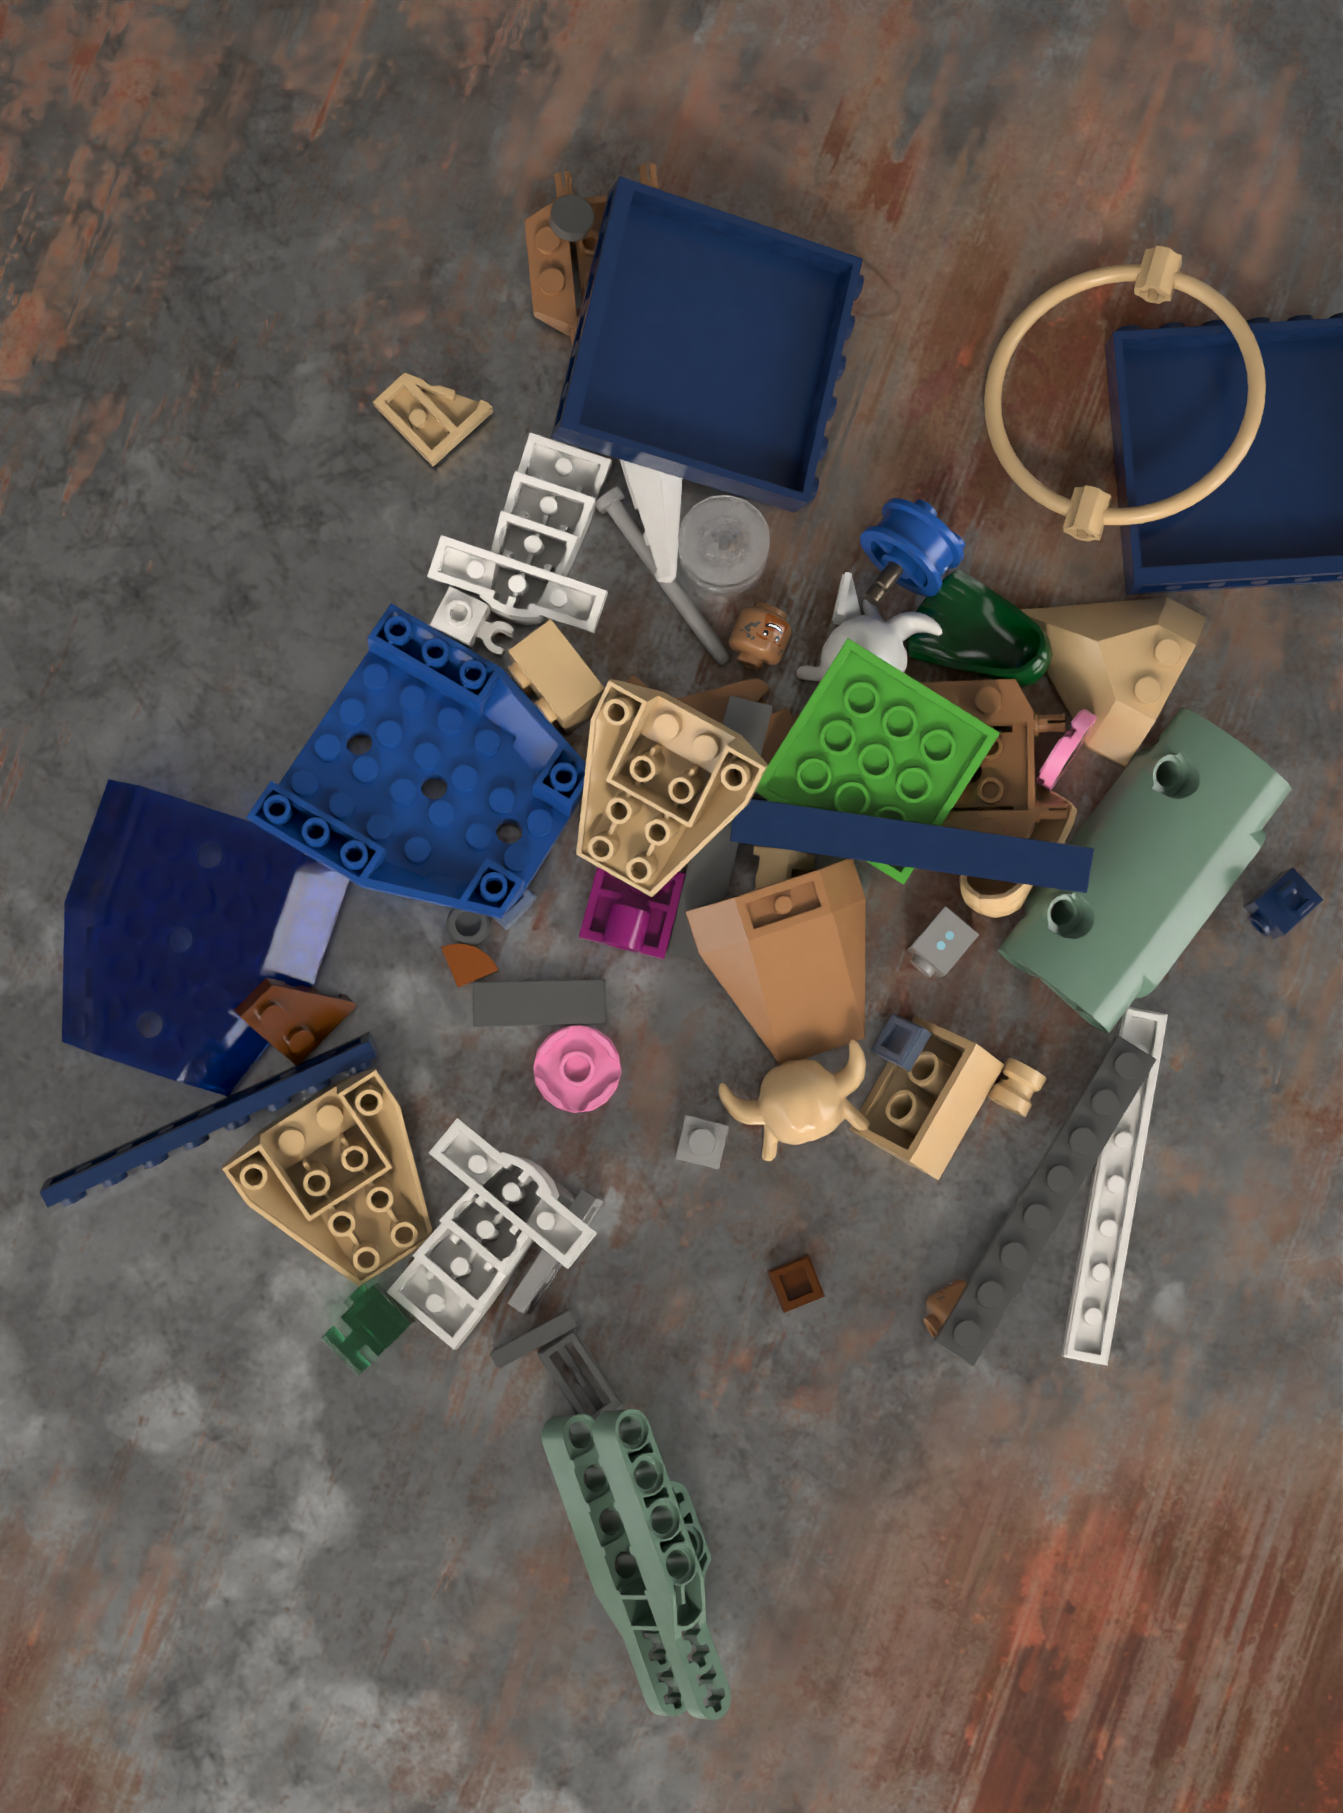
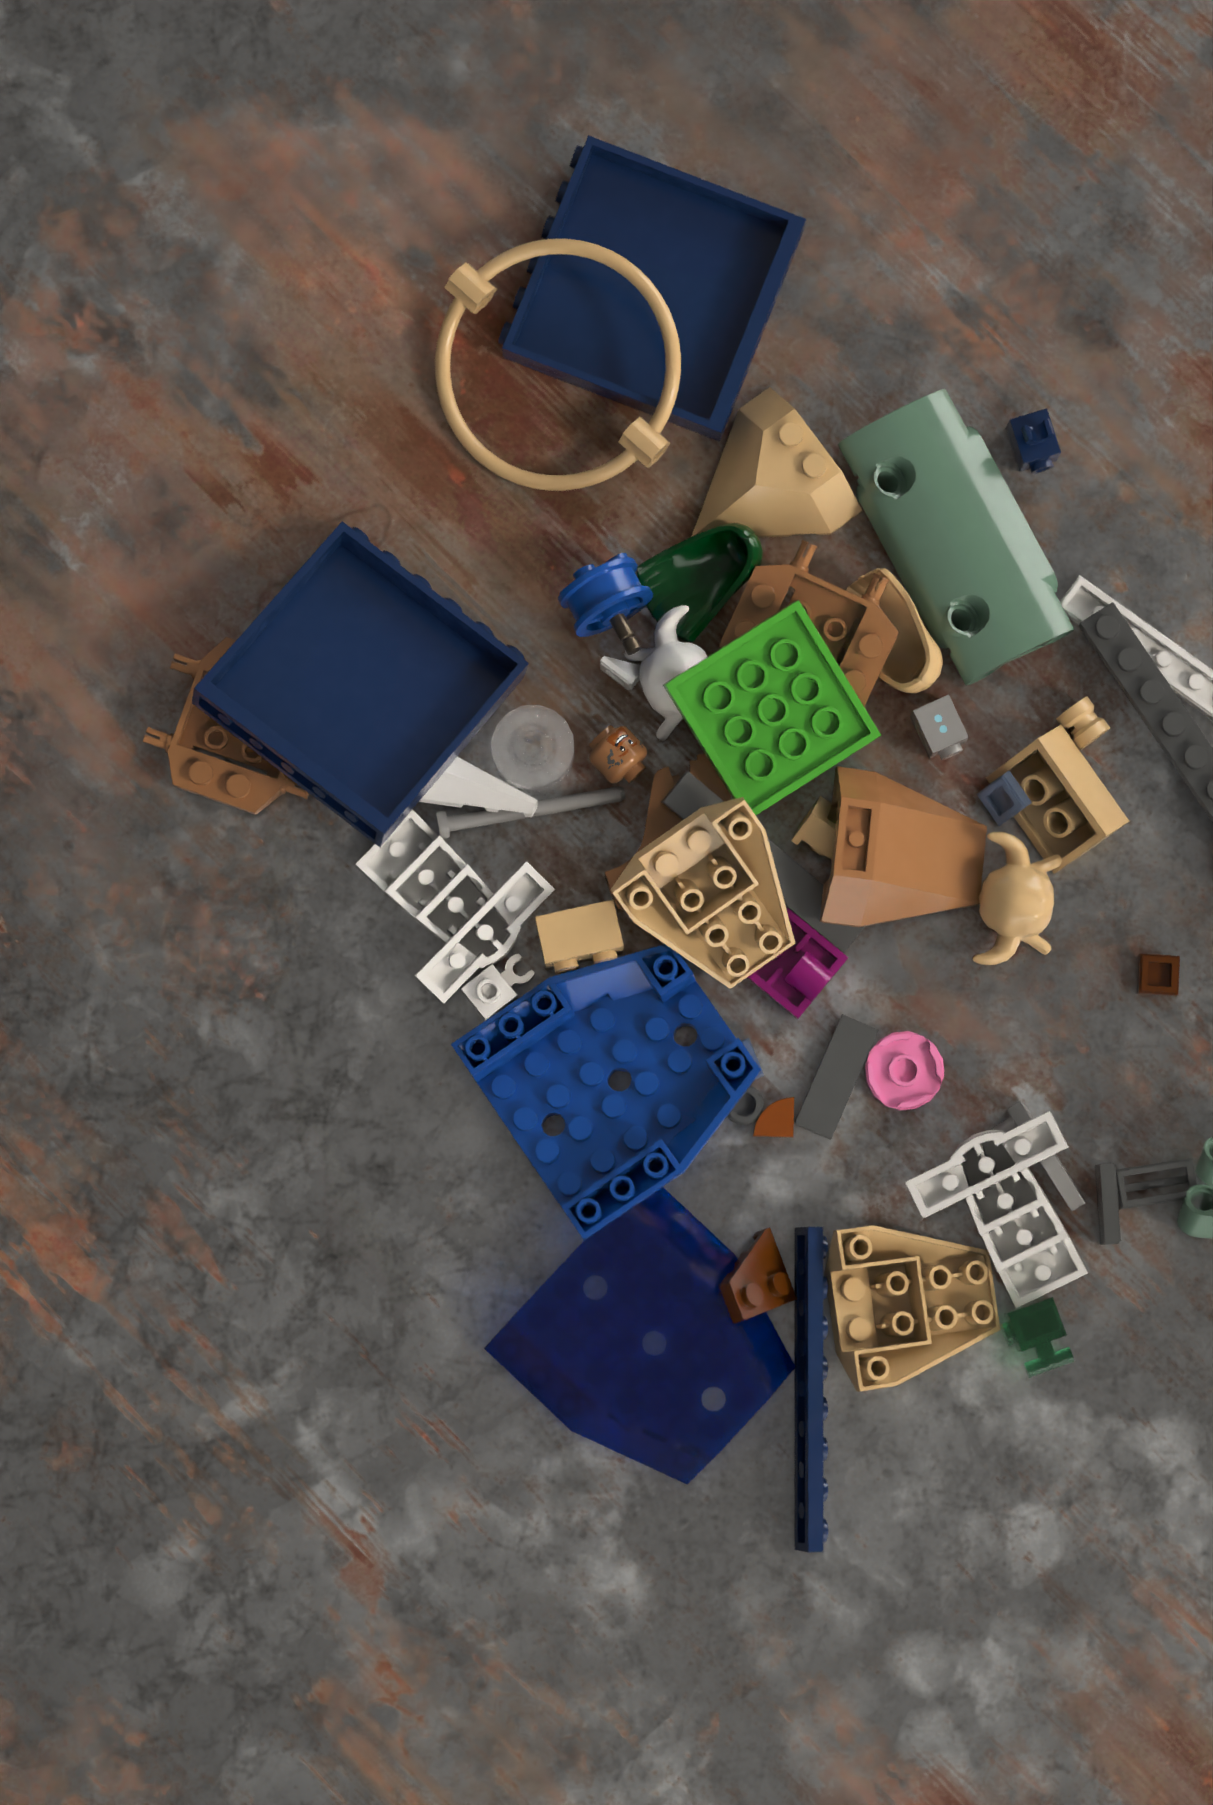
camera: 65 degrees left, 0 degrees up
(429, 415) = (299, 940): tan wing -> none
(571, 218) = (193, 744): dark grey tile -> none
(702, 1142) = (1012, 996): light grey brick -> none
(914, 845) = (855, 711): dark blue tile -> none
(1066, 749) = (830, 552): bright pink tile -> none

